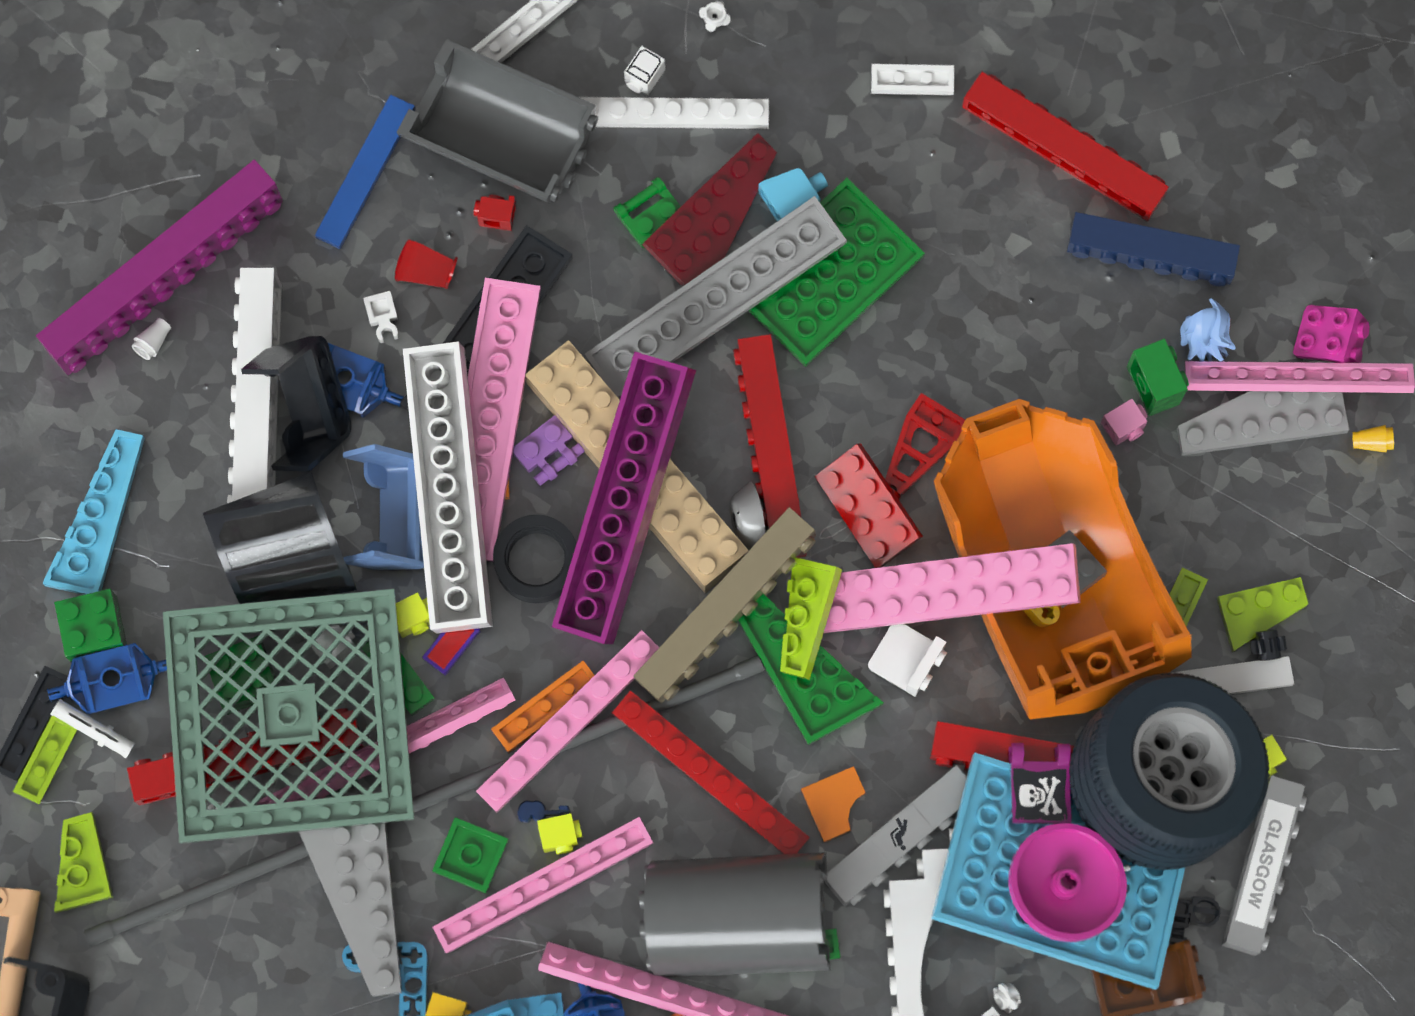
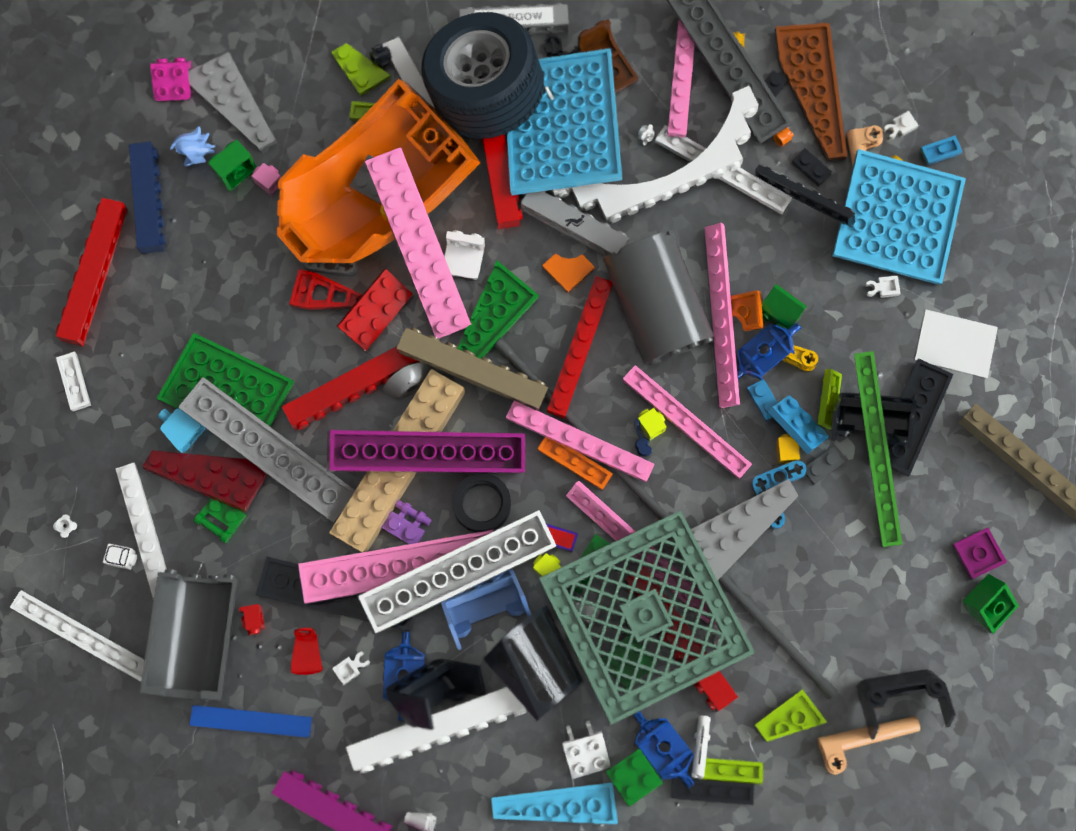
camera: 110 degrees left, 0 degrees up
(146, 574) = (586, 754): none -> white plate
(470, 855) = (686, 473): green plate -> none
(810, 602) = (454, 320): lime wing -> none
(1040, 788) = (517, 148): flag -> none
(1067, 882) = (571, 109): dark pink dish -> none
(1300, 377) = (204, 83): bright pink plate -> none
(1374, 439) = (229, 35): yellow cone -> none

